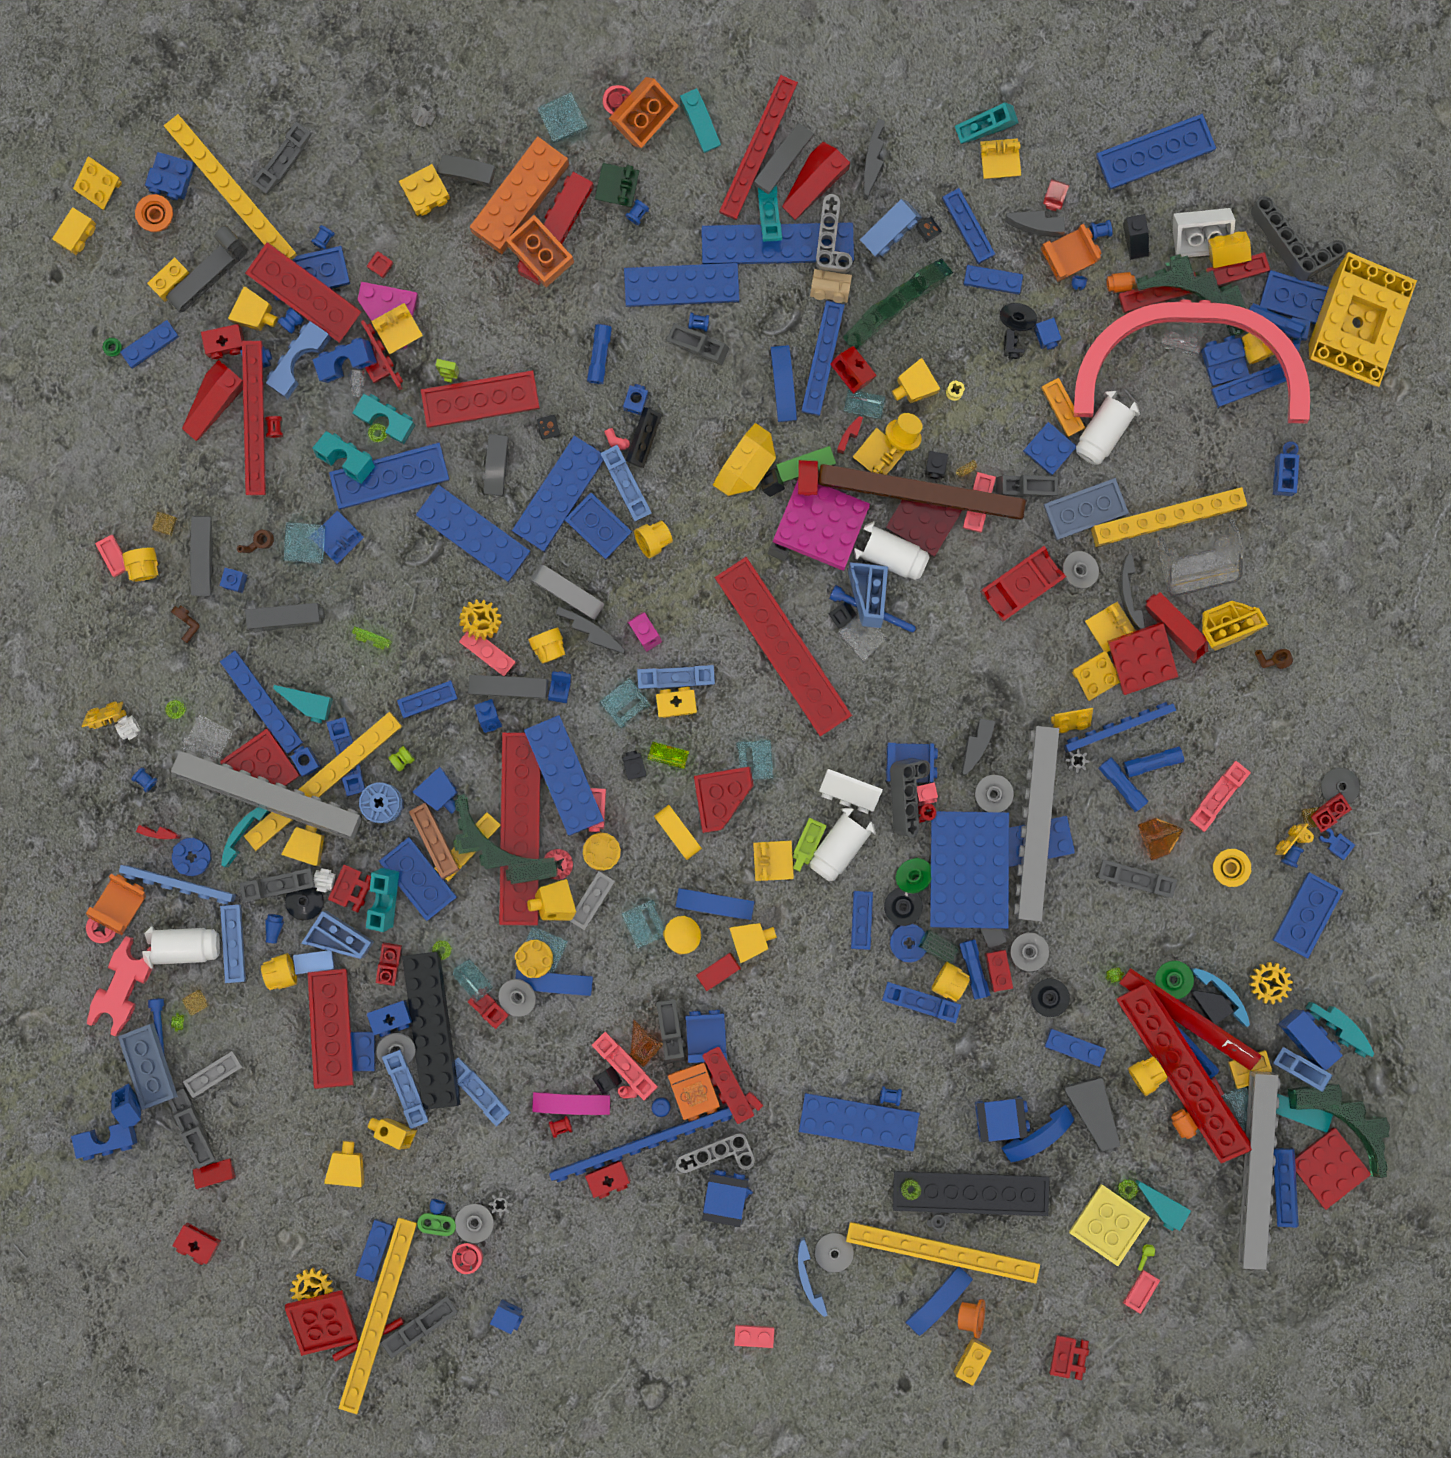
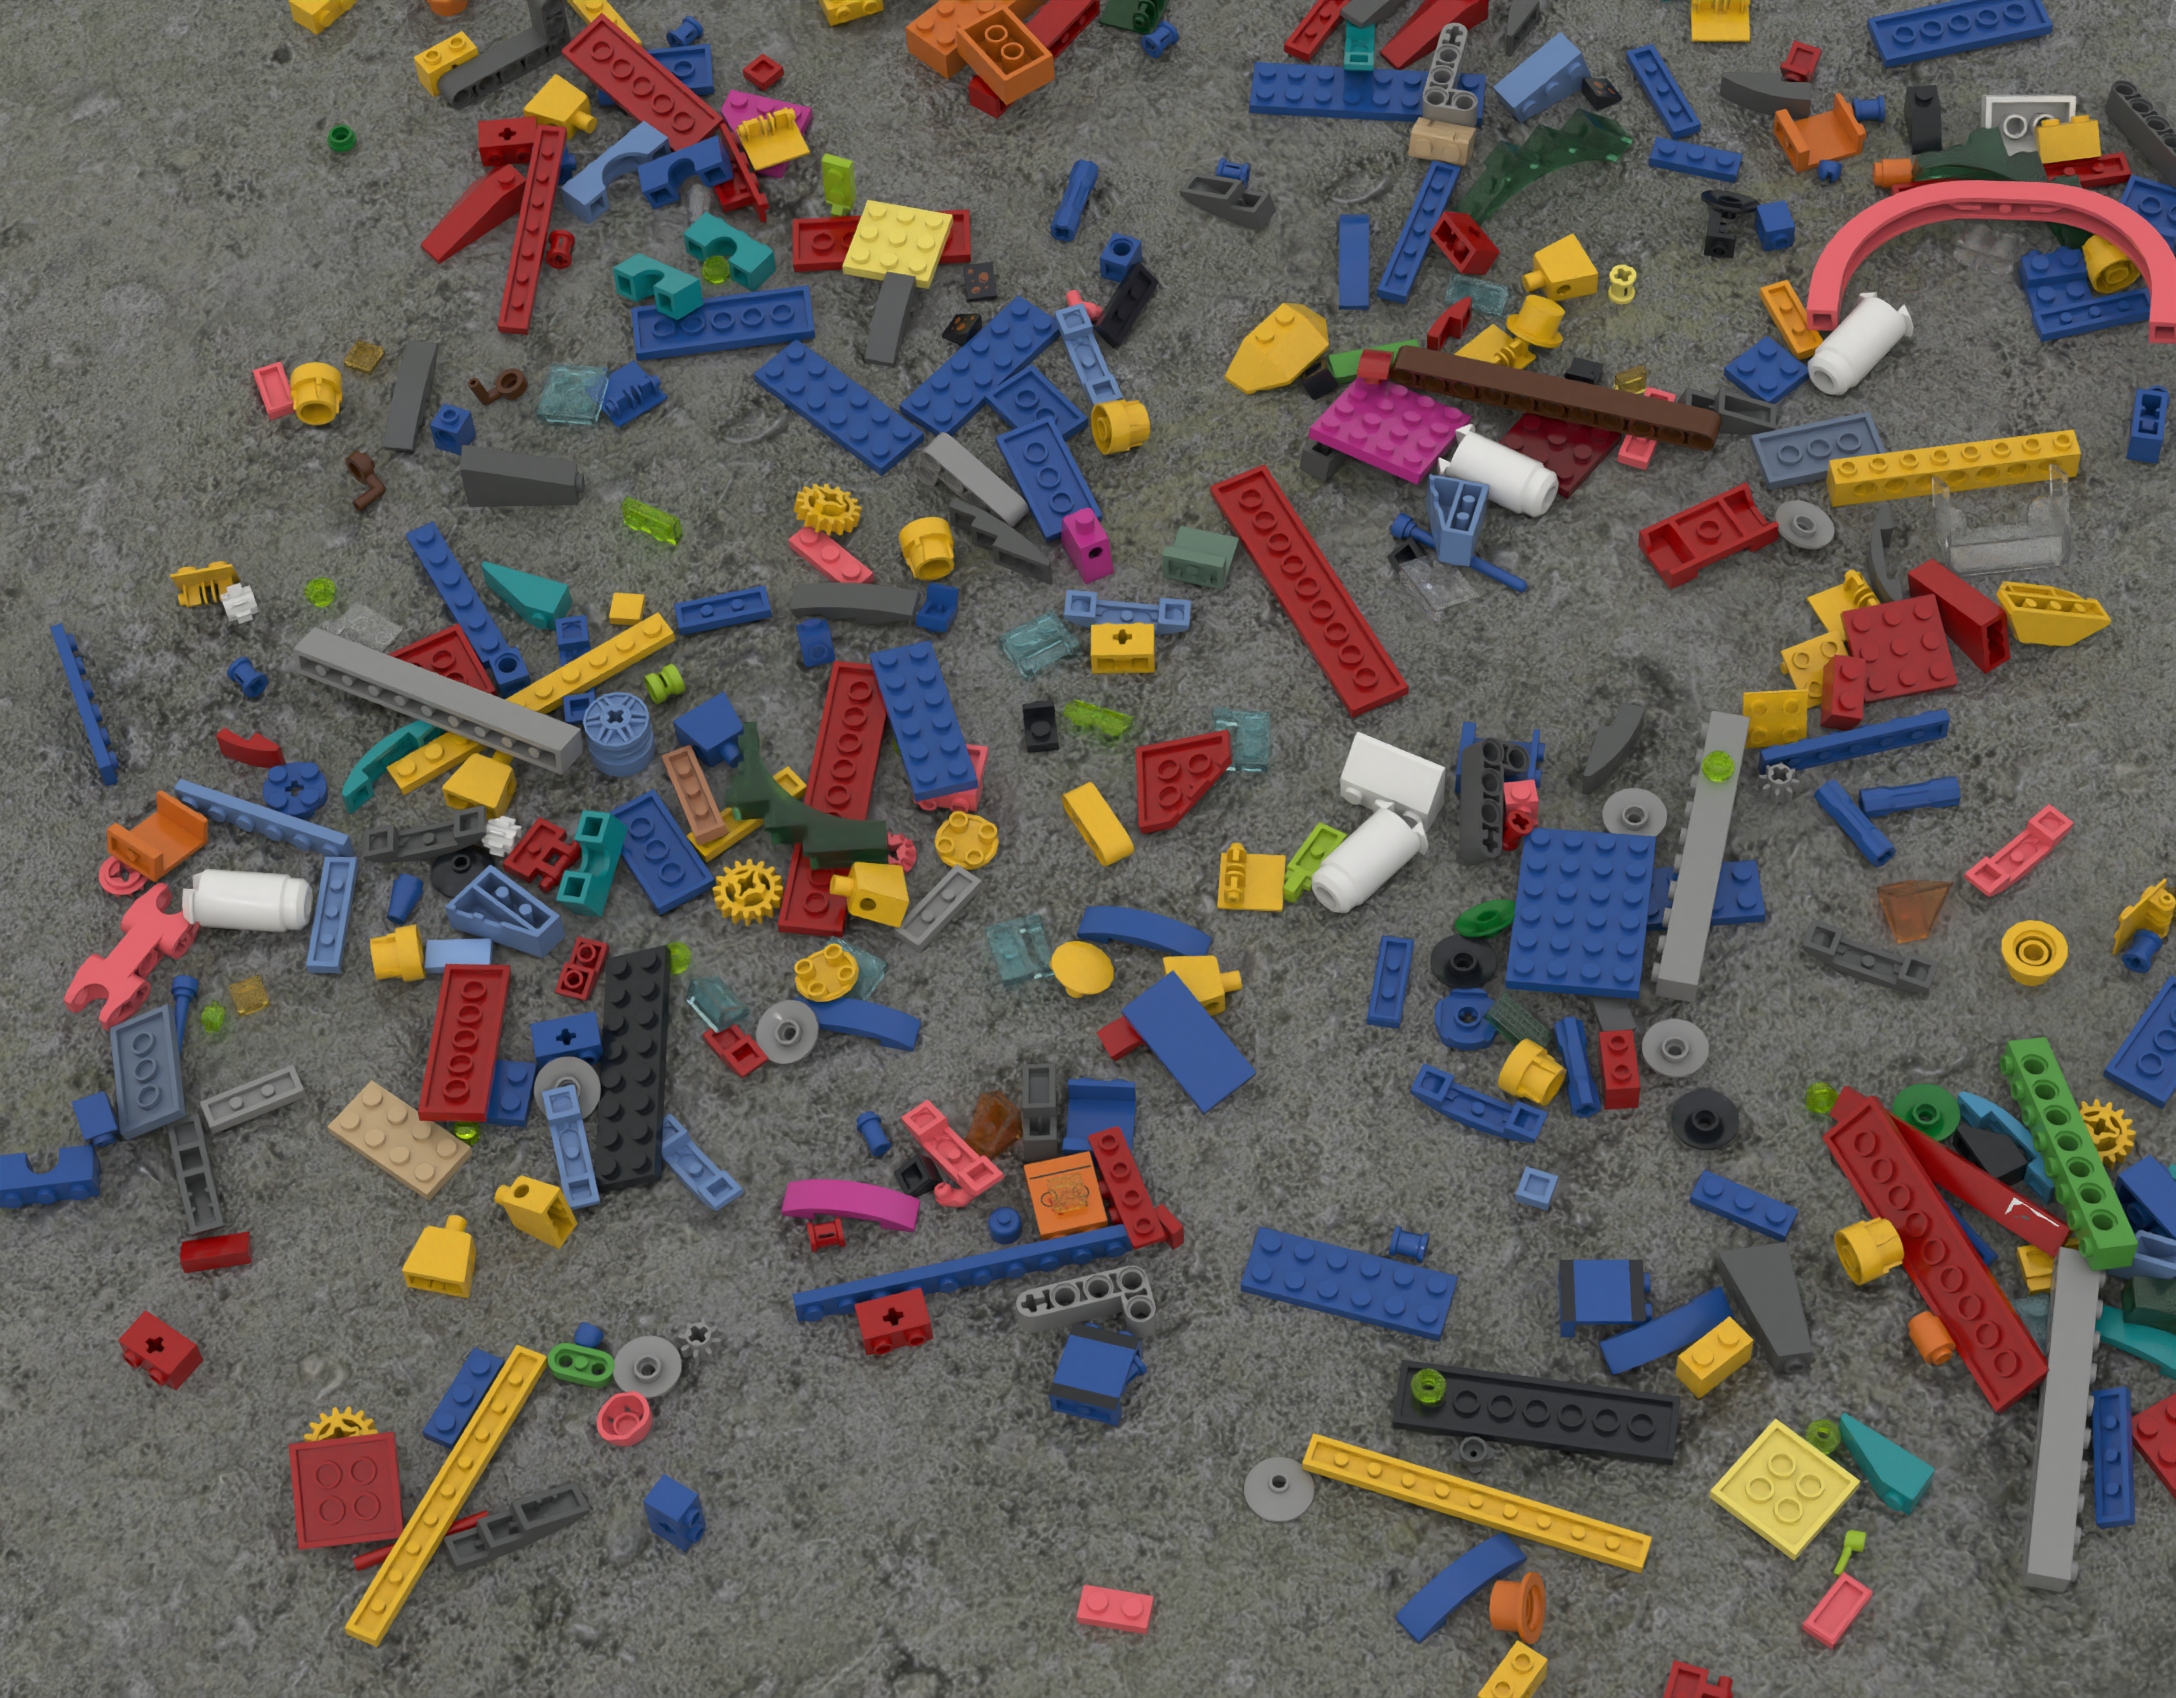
camera: 10 degrees right, 30 degrees down
(45, 803) = (89, 713): none -> blue plate
(149, 344) = (398, 141): blue plate -> none
(290, 320) = (614, 125): blue wheel -> none
(296, 1087) = (397, 1142): none -> tan plate
(367, 702) = (627, 608): none -> yellow tile
(469, 900) = (748, 892): none -> yellow gear
(491, 405) = (897, 242): none -> light yellow plate
(542, 464) = (963, 328): none -> black slope
(577, 1056) = (870, 1127): none -> blue pin
(614, 582) = (1046, 474): none -> blue plate
(681, 284) = (1213, 131): blue plate -> none
(715, 628) = (1200, 557): none -> sand green bracket
(751, 982) = (1188, 1042): none -> blue tile
(816, 1300) = (1234, 1553): medium blue slope -> none
(958, 1051) = (1536, 1188): none -> medium blue plate
(1047, 765) = (1718, 759): none -> clear neon green plate
(1066, 1150) = (1714, 1357): none -> yellow brick
(1112, 697) = (1843, 692): none -> red brick
(1266, 1014) = (2068, 1154): none -> bright green brick
(1281, 659) = (2131, 674): reddish brown plate -> none

